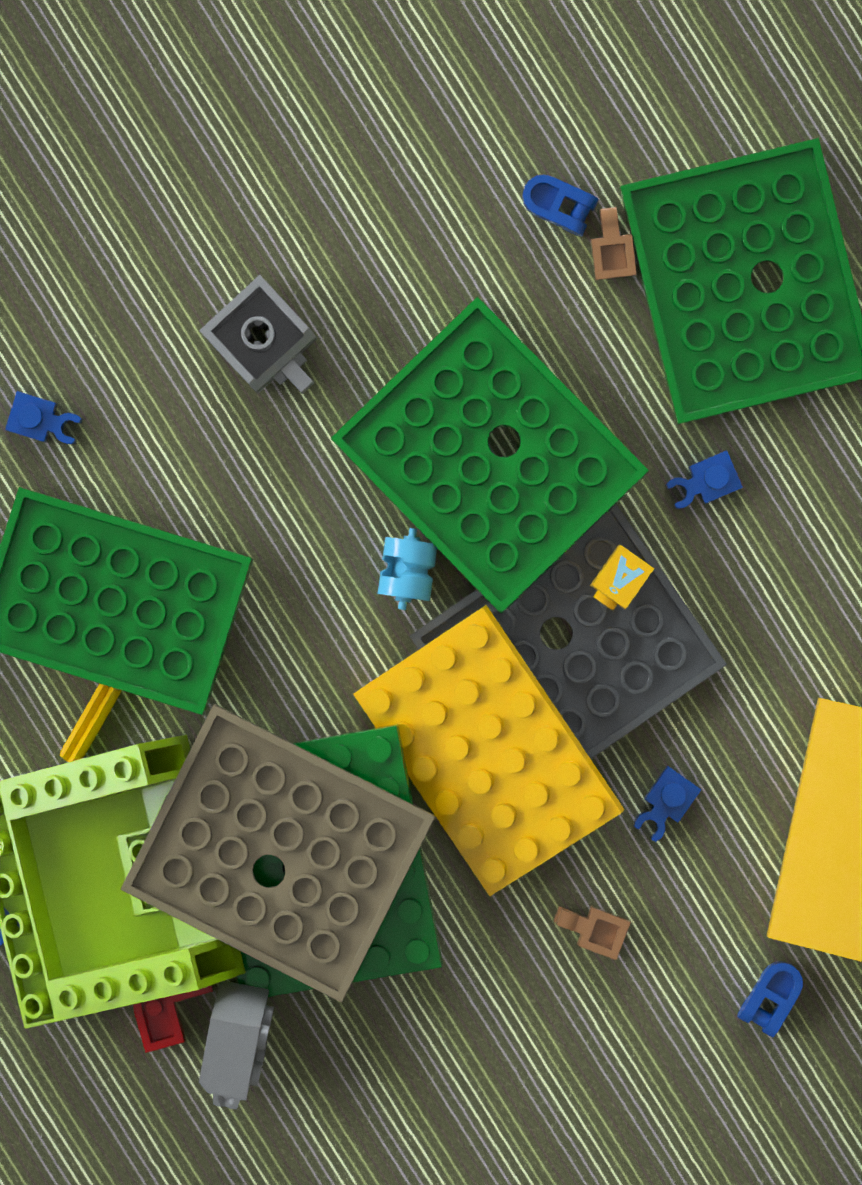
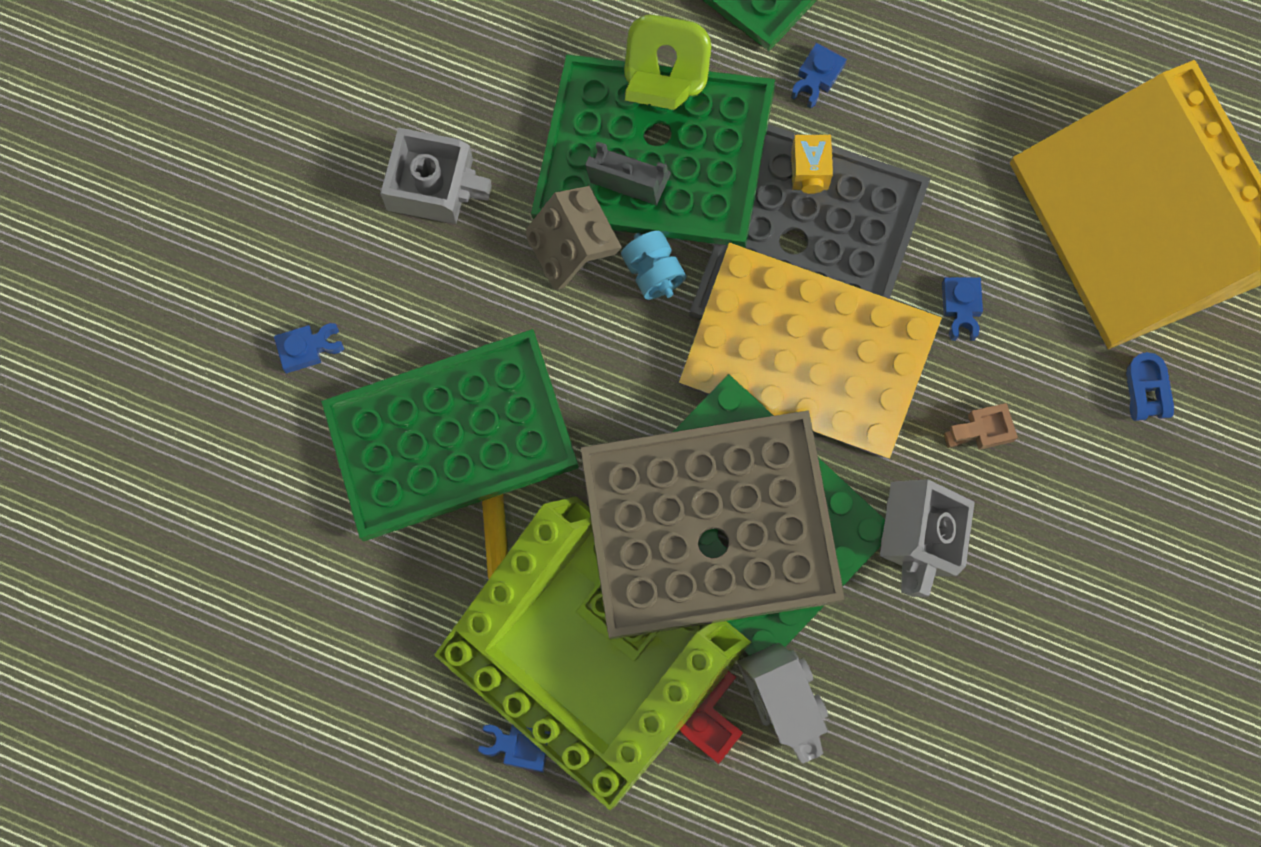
camera: 35 degrees left, 15 degrees down
(350, 490) = (570, 234): none -> dark tan bracket
(443, 469) = (627, 175): none -> dark grey hinge
(463, 990) = (926, 533): none -> light grey hinge
(528, 407) = (642, 67): none -> lime piece

